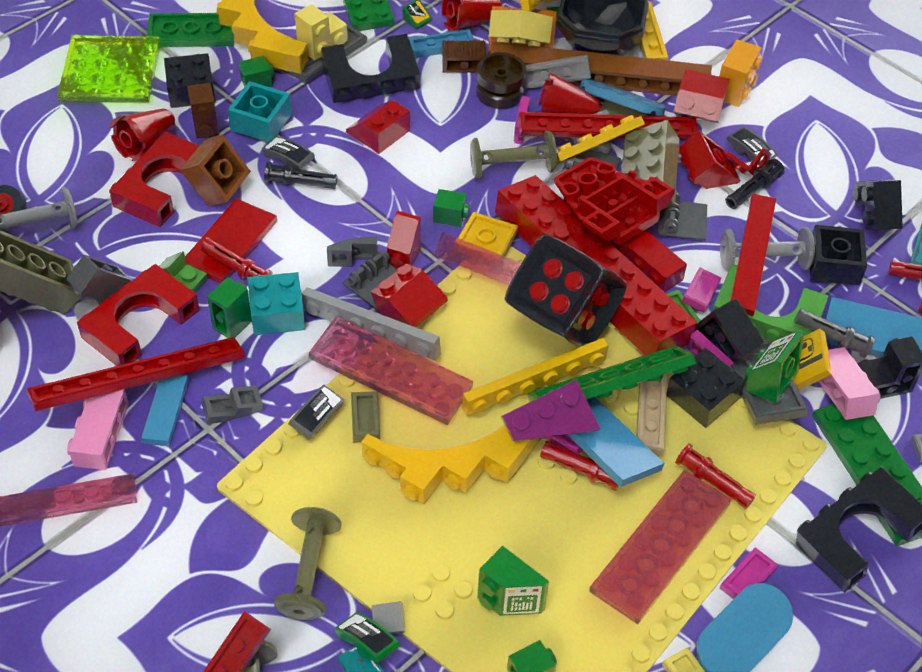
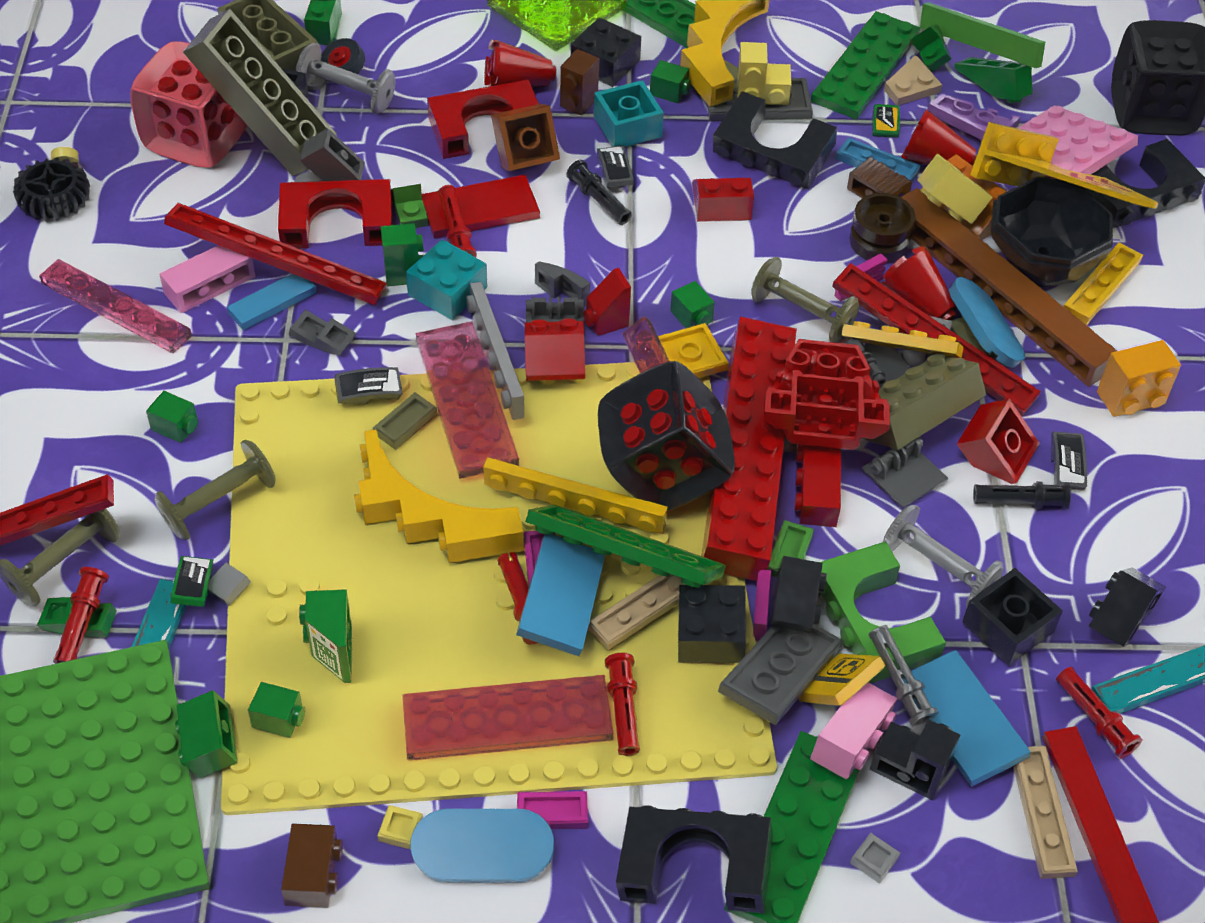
camera: 45 degrees right, 0 degrees up
(204, 542) = (172, 416): none -> green brick
(554, 414) = (527, 527): magenta wing -> none
(568, 69) = (949, 254): light grey tile -> none
(701, 96) = (1066, 373): slope -> none
(701, 289) = (833, 542): dark pink tile -> none
(742, 167) = (1034, 469): red bracket -> none
(753, 252) = (911, 545): red tile -> none
(775, 367) = (789, 657): green slope -> none

